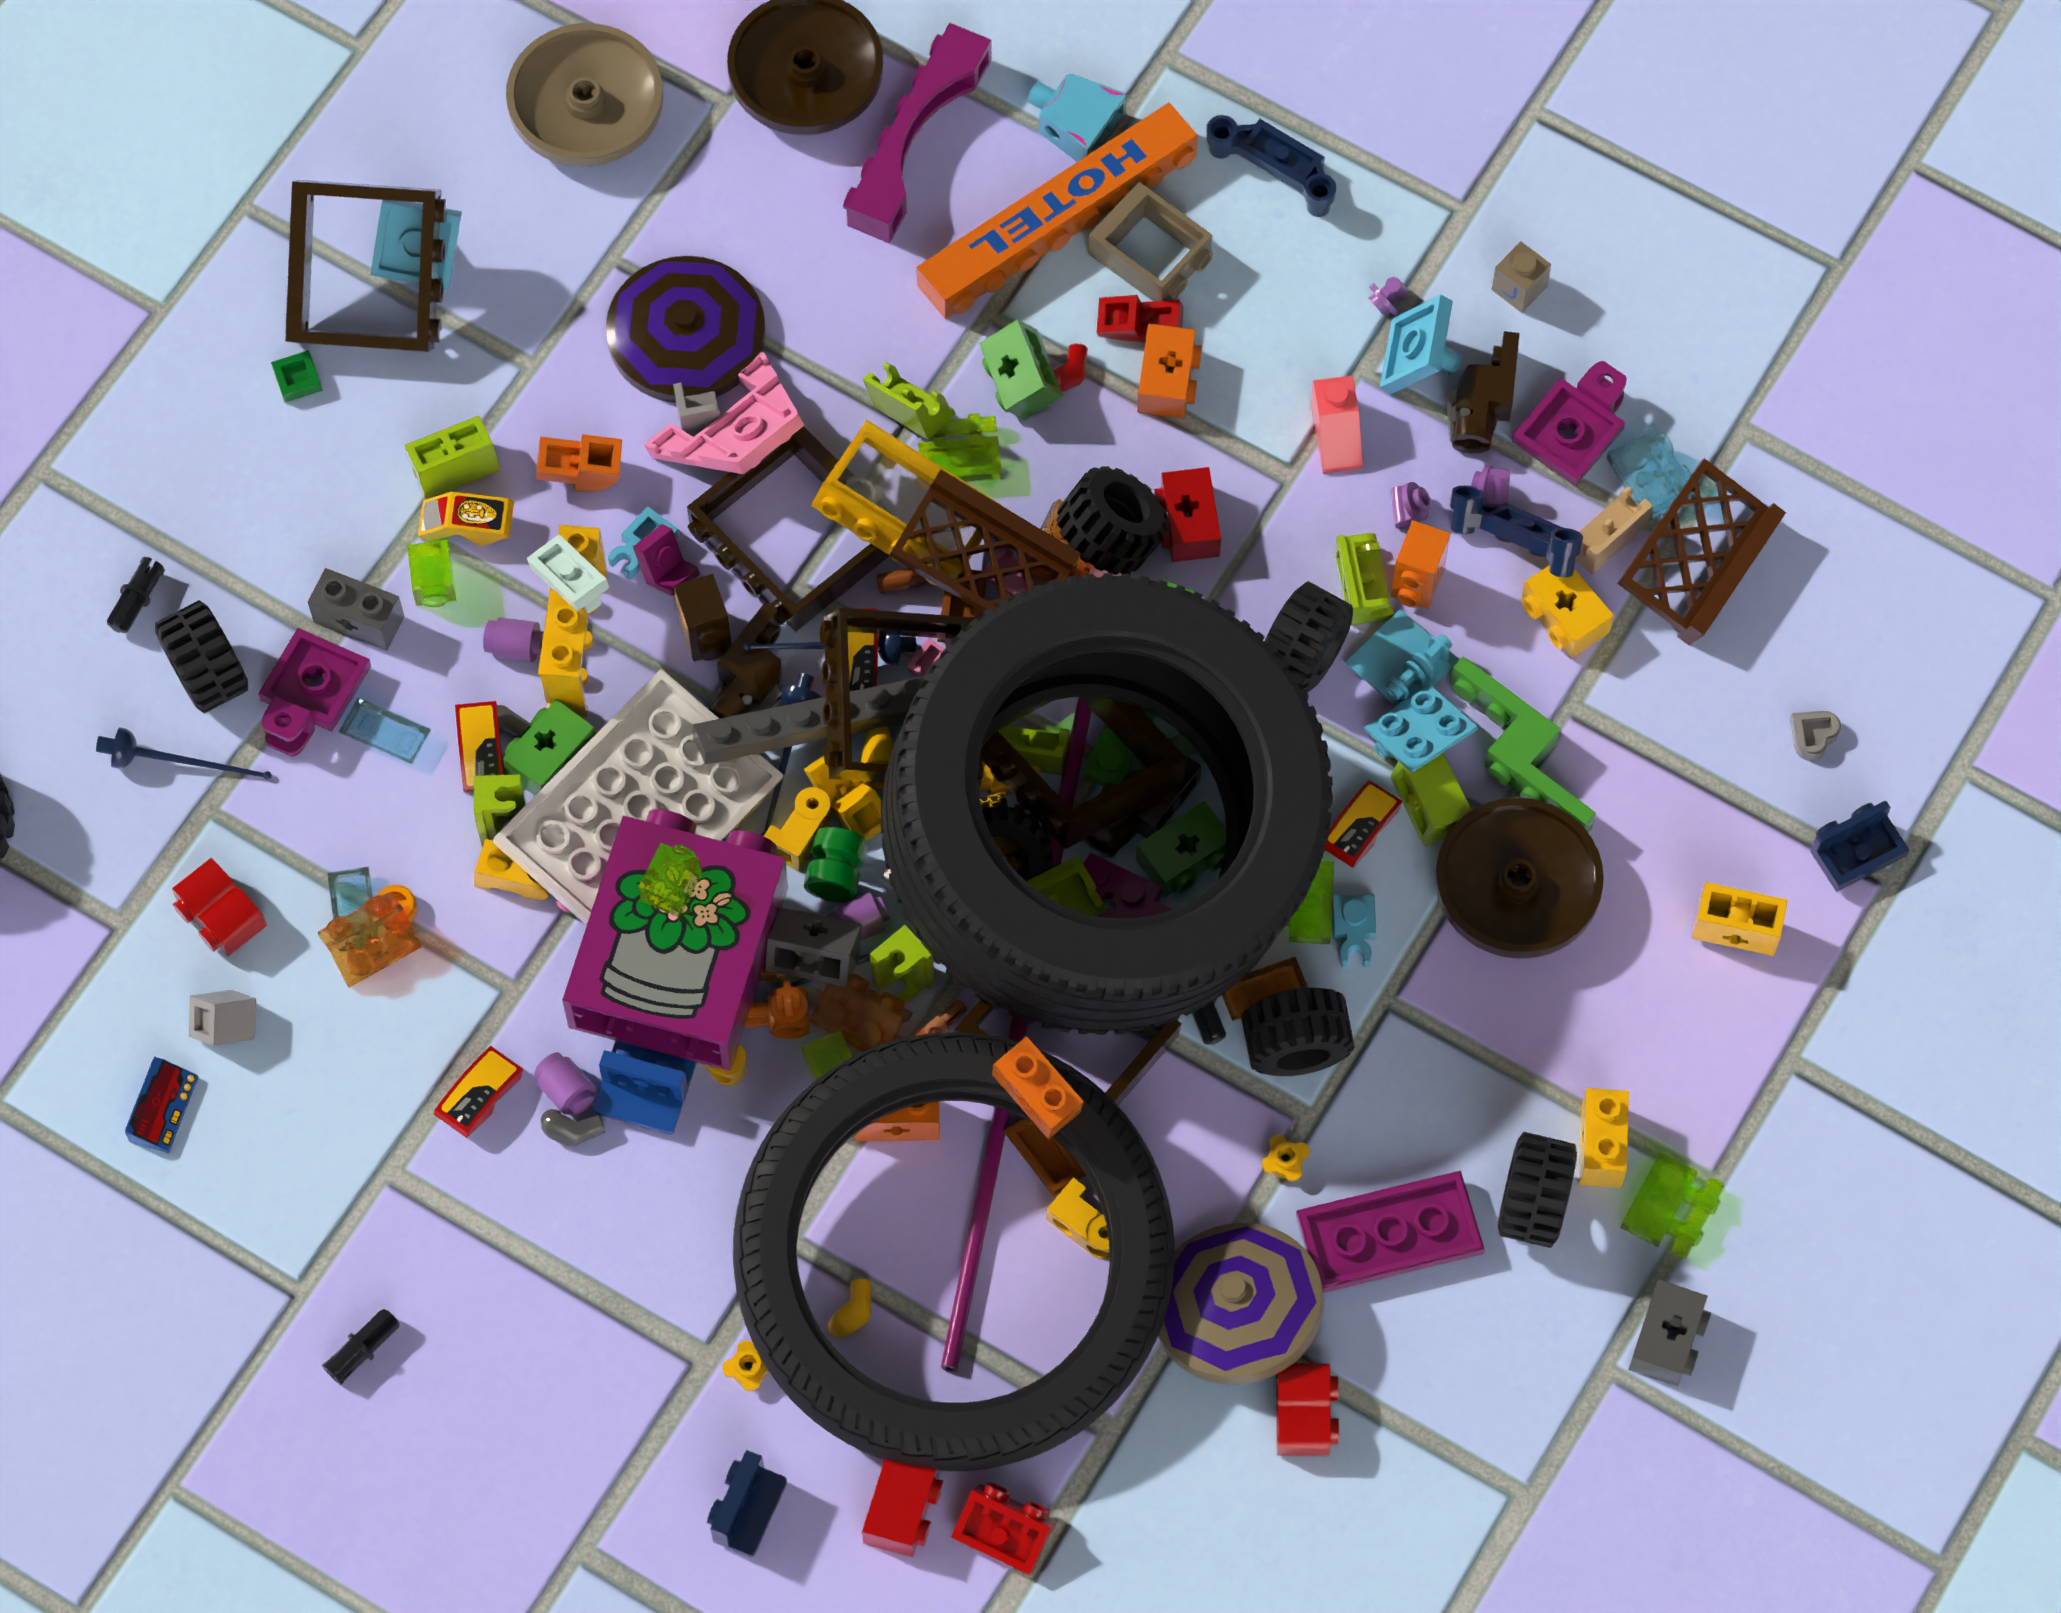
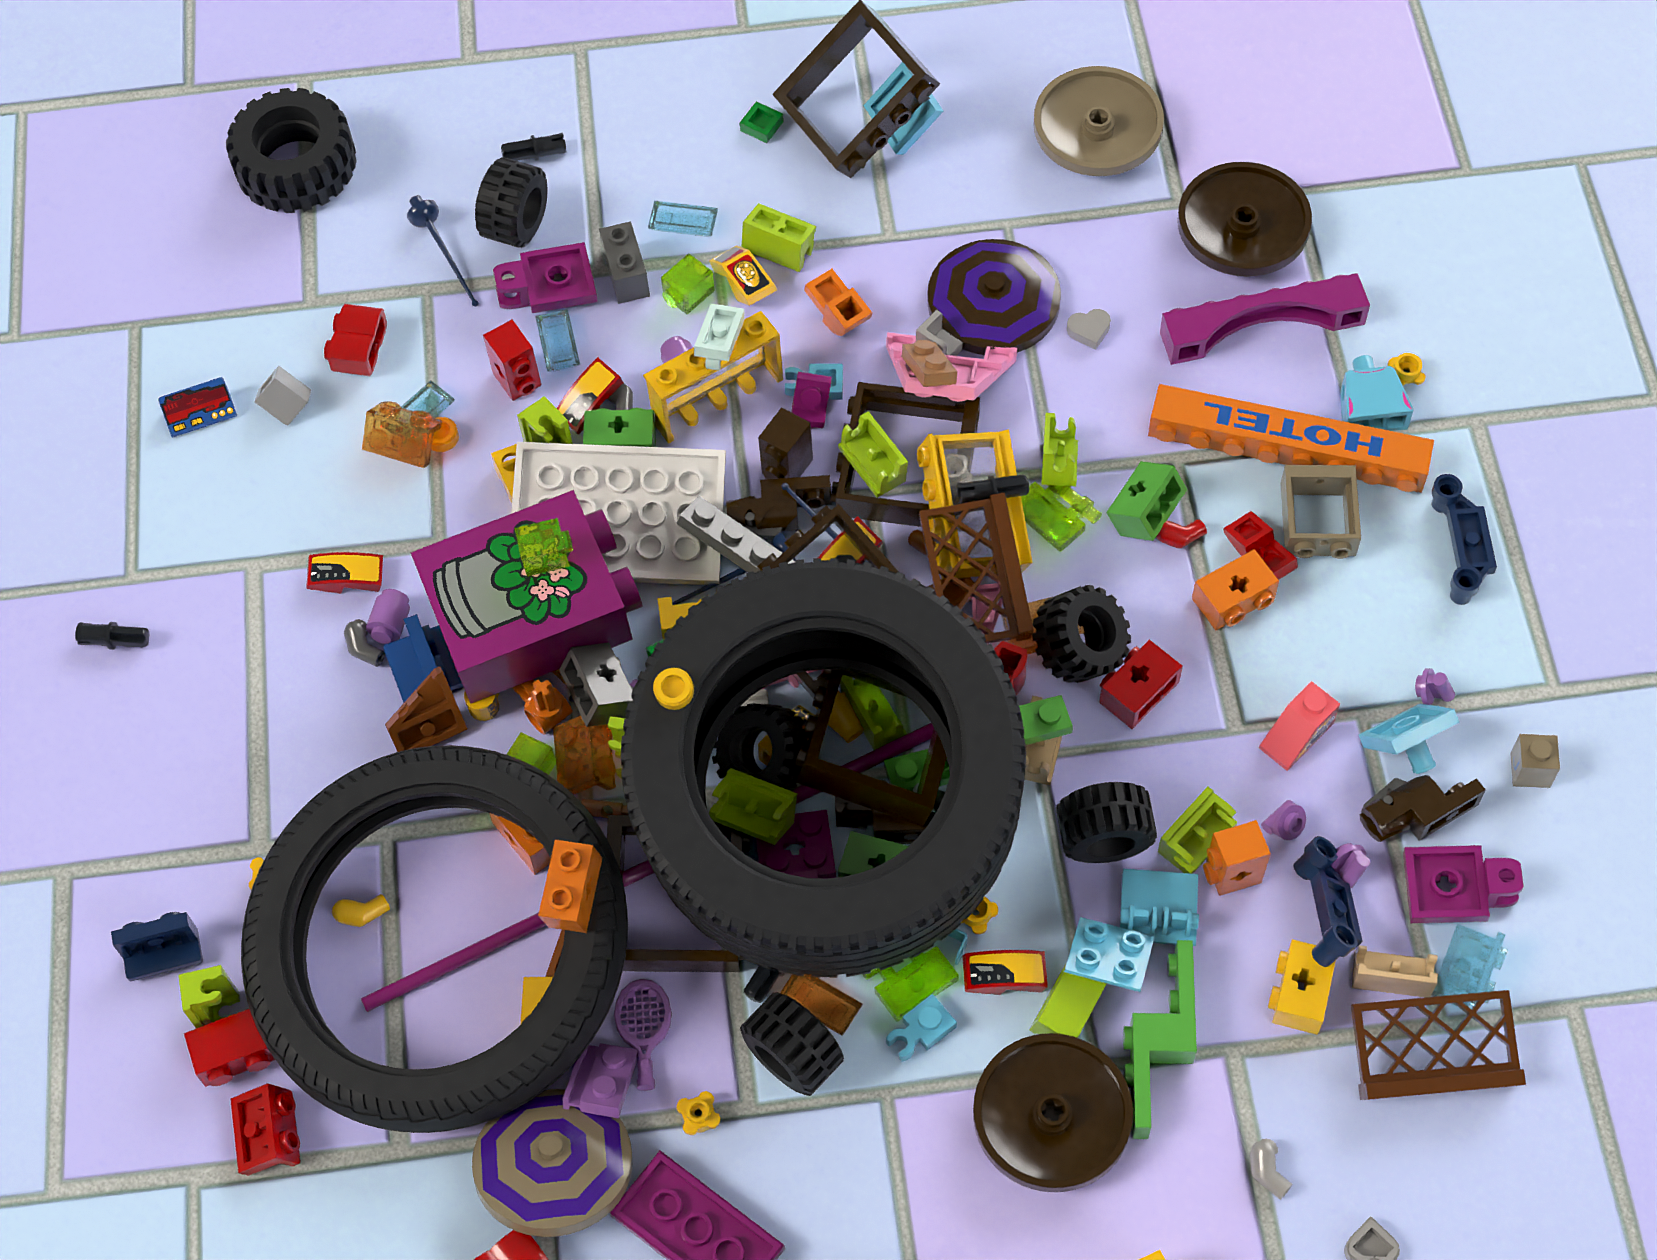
camera: 55 degrees right, 5 degrees down
(346, 523) = (683, 218): none -> clear light blue tile
(387, 782) = (512, 360): none -> red brick
(710, 1119) = (427, 715): none -> dark orange wing
(734, 432) = (929, 363): none -> medium nougat plate
(785, 549) = (873, 455): none -> lime hinge
(793, 277) = (1089, 327): none -> light grey tile
(841, 1493) = (206, 993): none -> lime hinge
(916, 478) = (982, 489): none -> black axle
(968, 851) = (673, 688): none -> yellow tile
(1071, 56) = (1411, 363): none -> yellow plate
(1199, 1213) = (601, 1080): none -> medium lavender plate
(1203, 1171) = (645, 1067): none -> medium lavender piece
(1689, 759) = (1264, 1168): none -> light grey arm

